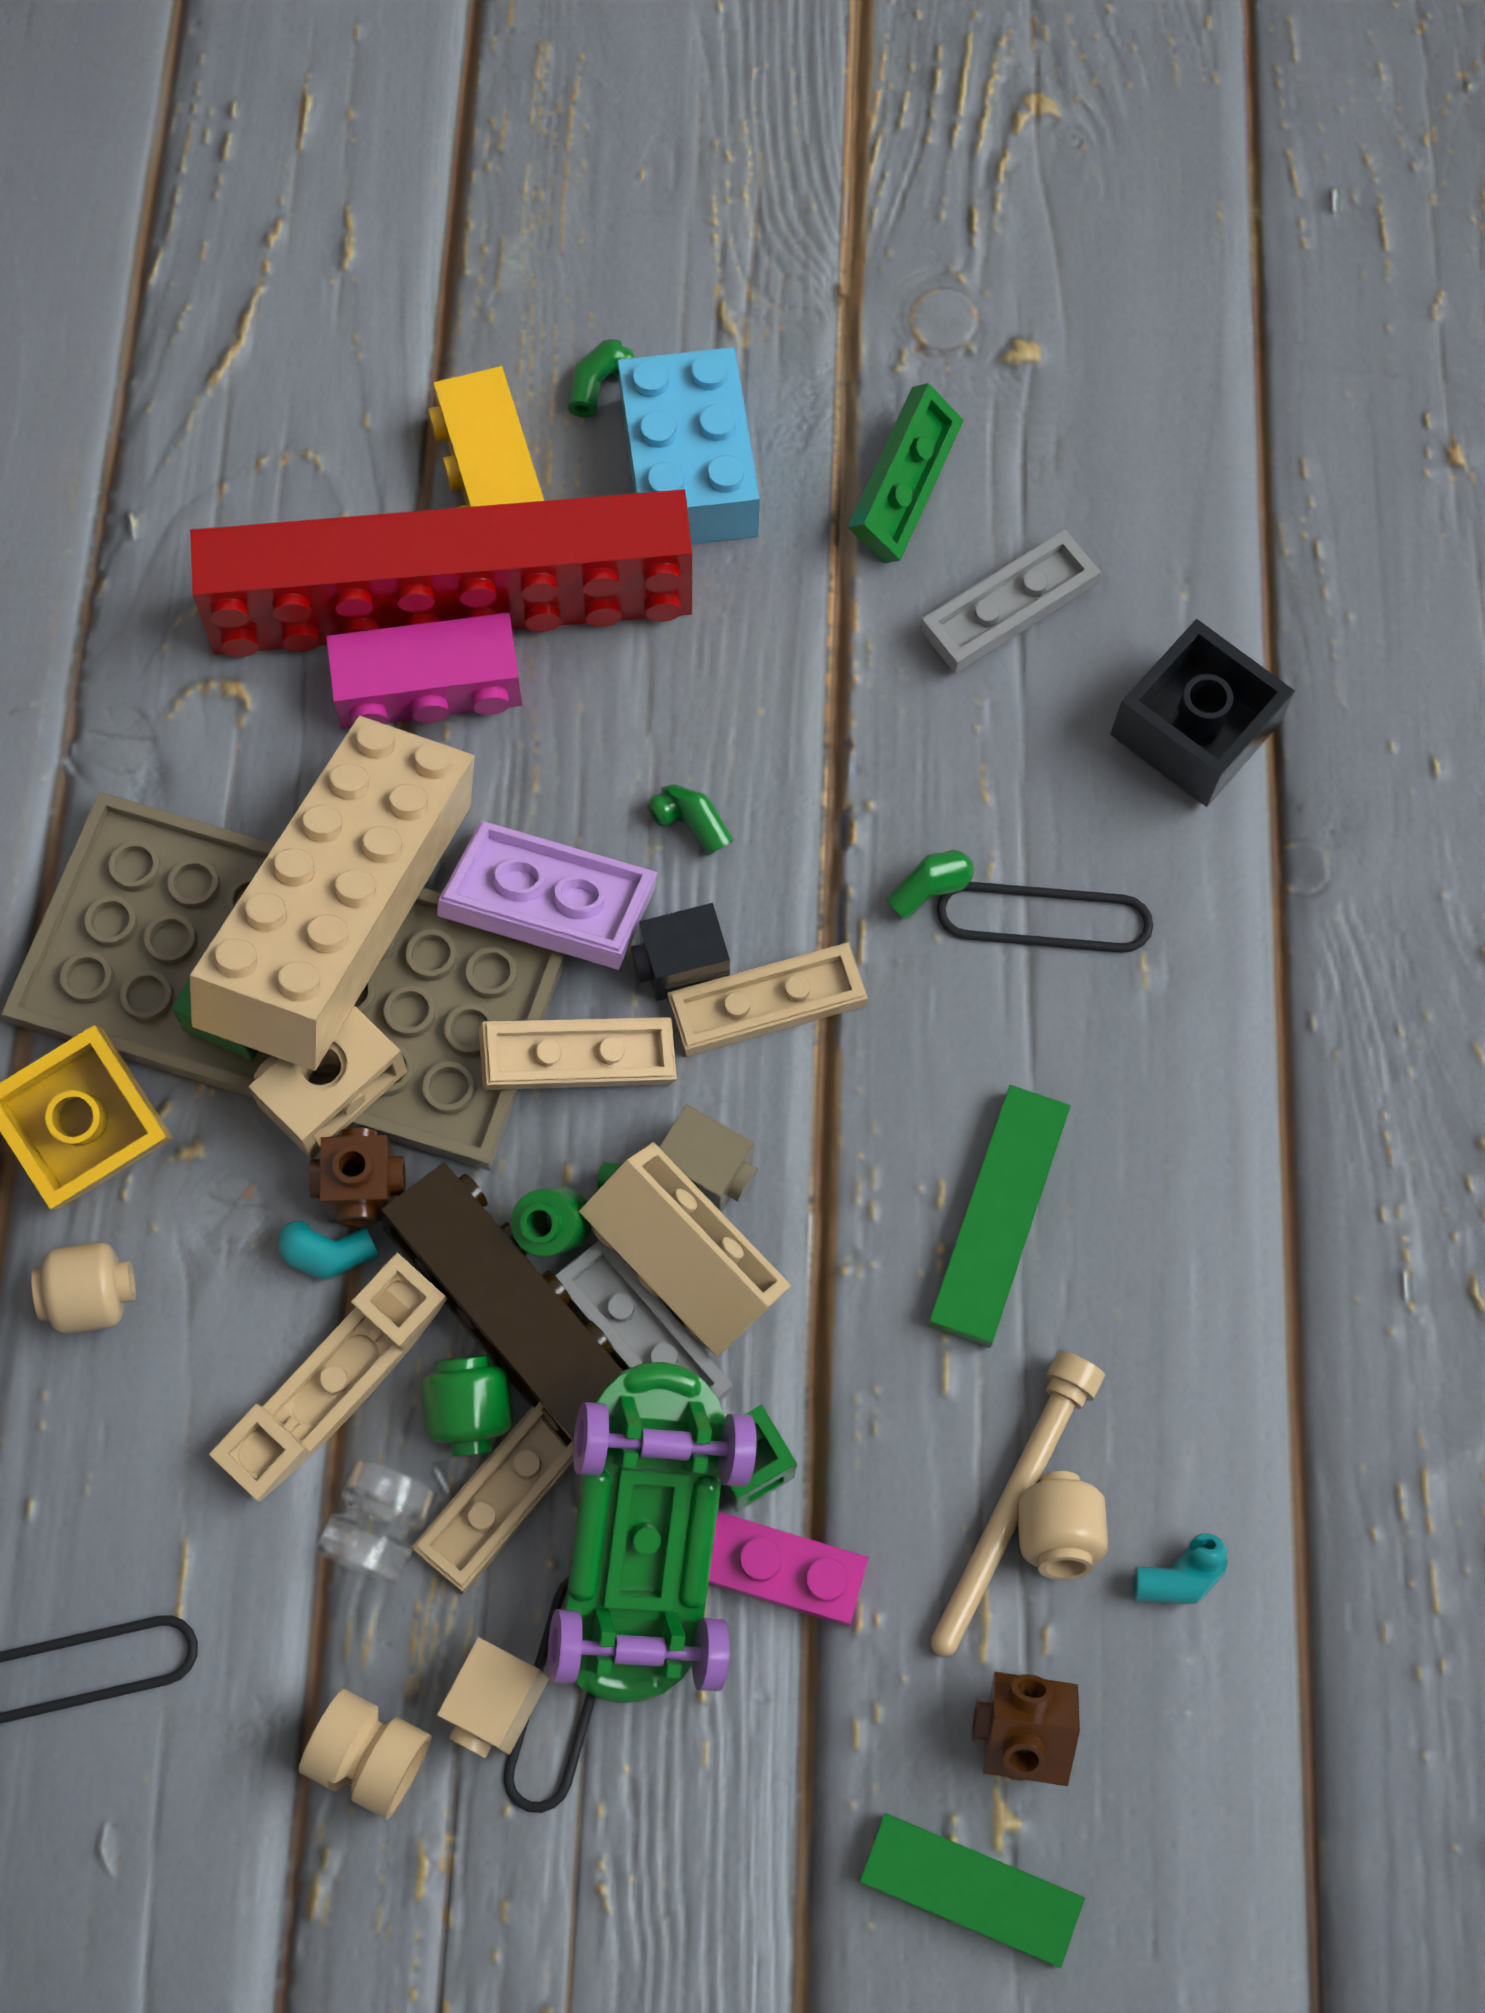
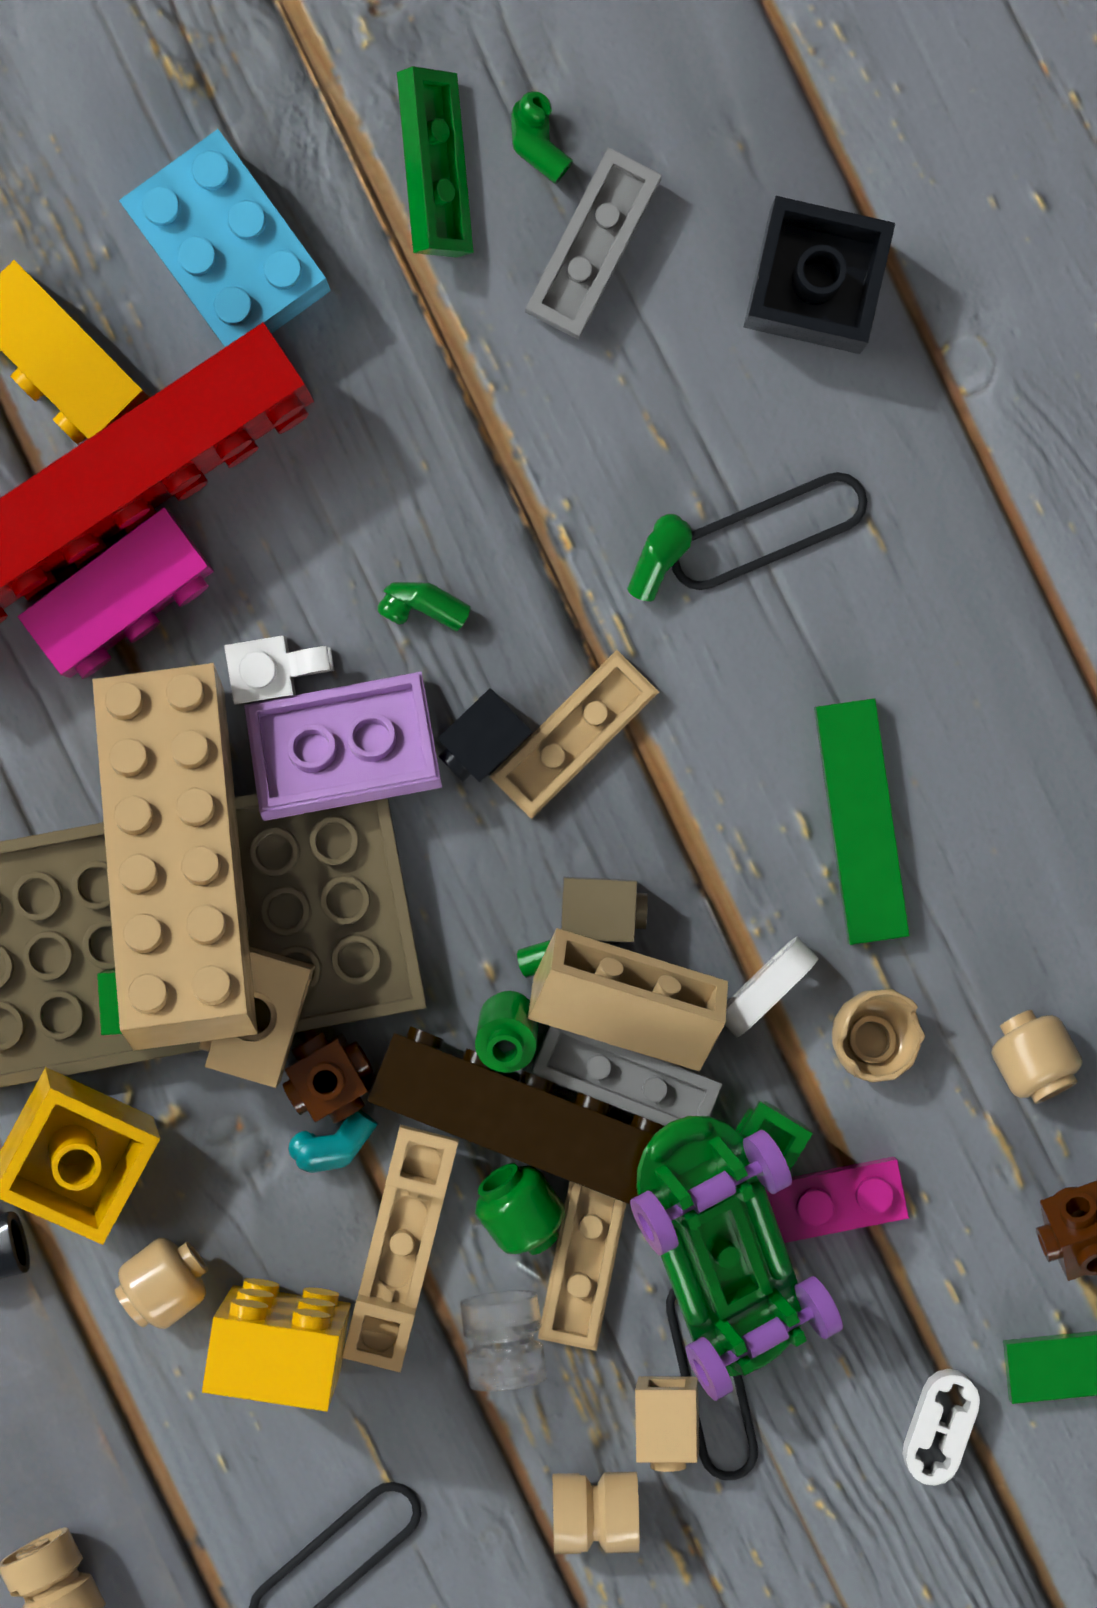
camera: 25 degrees left, 20 degrees up
(152, 1381) = (277, 1345): none -> yellow brick
(525, 801) = (266, 669): none -> white plate
(577, 1053) = (446, 874): tan tile -> none
(591, 372) = (90, 202): green arm -> none
(785, 1881) = (954, 1432): none -> white beam
(826, 1317) = (768, 986): none -> white beam
(913, 1416) = (877, 1035): none -> tan hair
(1002, 497) = (532, 136): none -> green arm
(1070, 1385) = (987, 939): tan piece -> none

